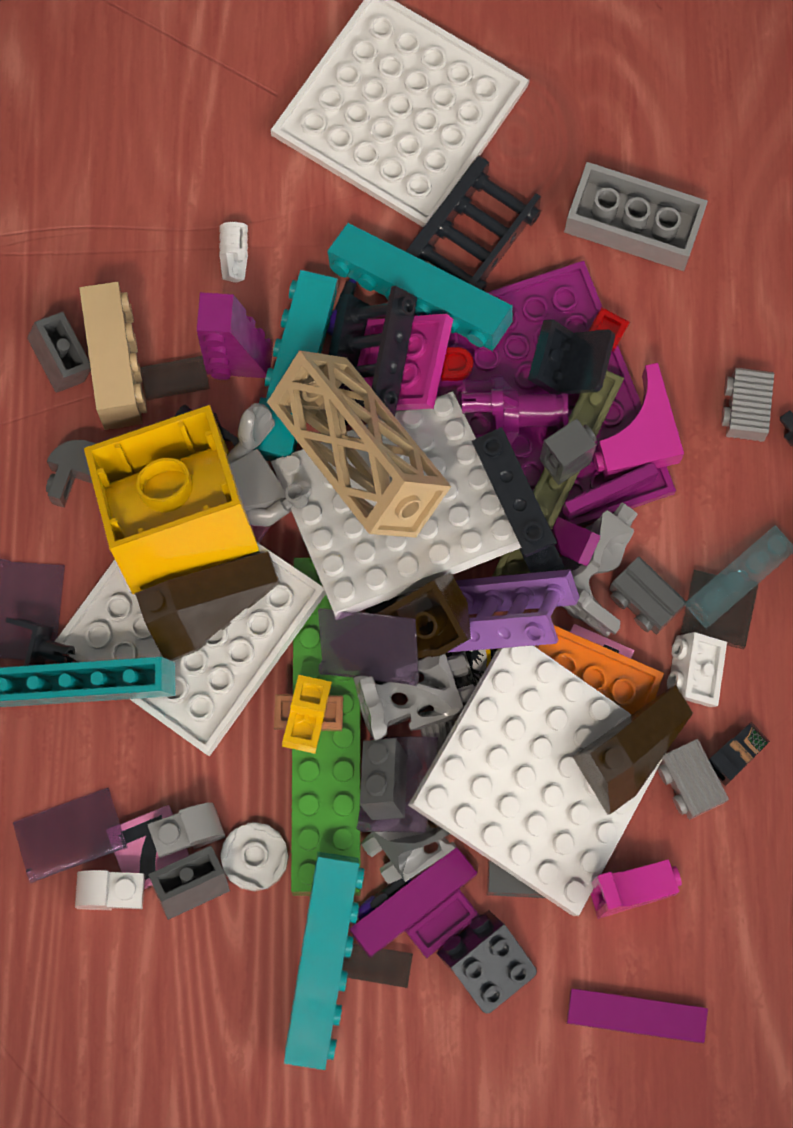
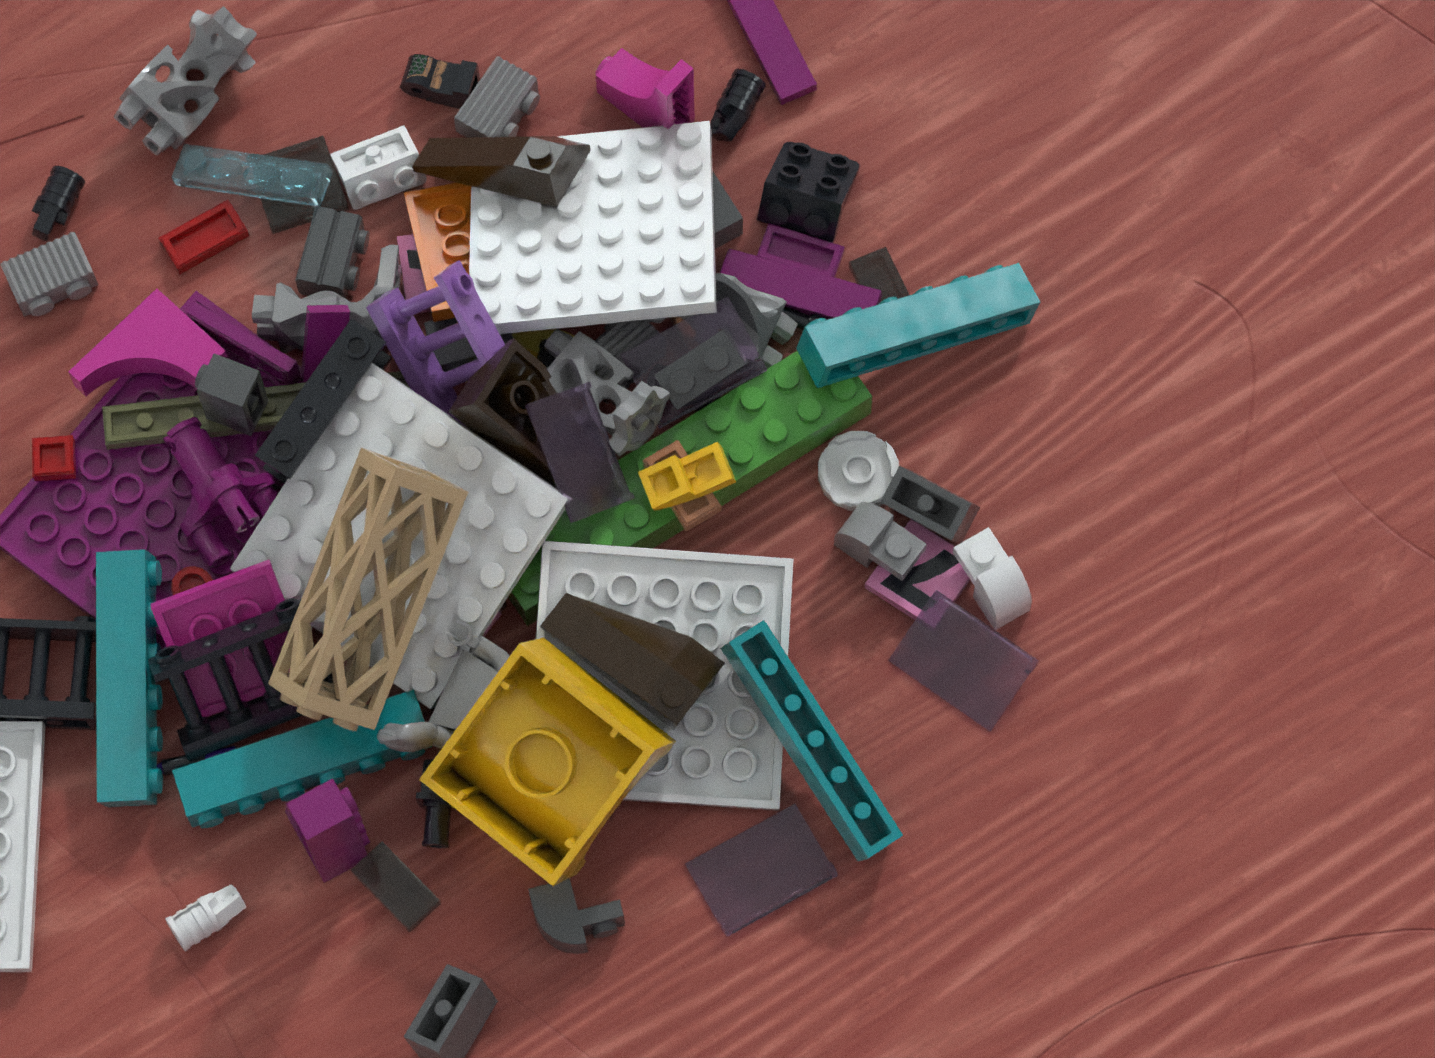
camera: 120 degrees left, 5 degrees down
(41, 646) = (790, 809): black bracket -> none
(113, 355) = (412, 958): tan brick -> none
(570, 360) = (116, 460): black bracket -> none
(586, 951) = (736, 104): none -> black hinge
(718, 524) = (203, 236): none -> red tile

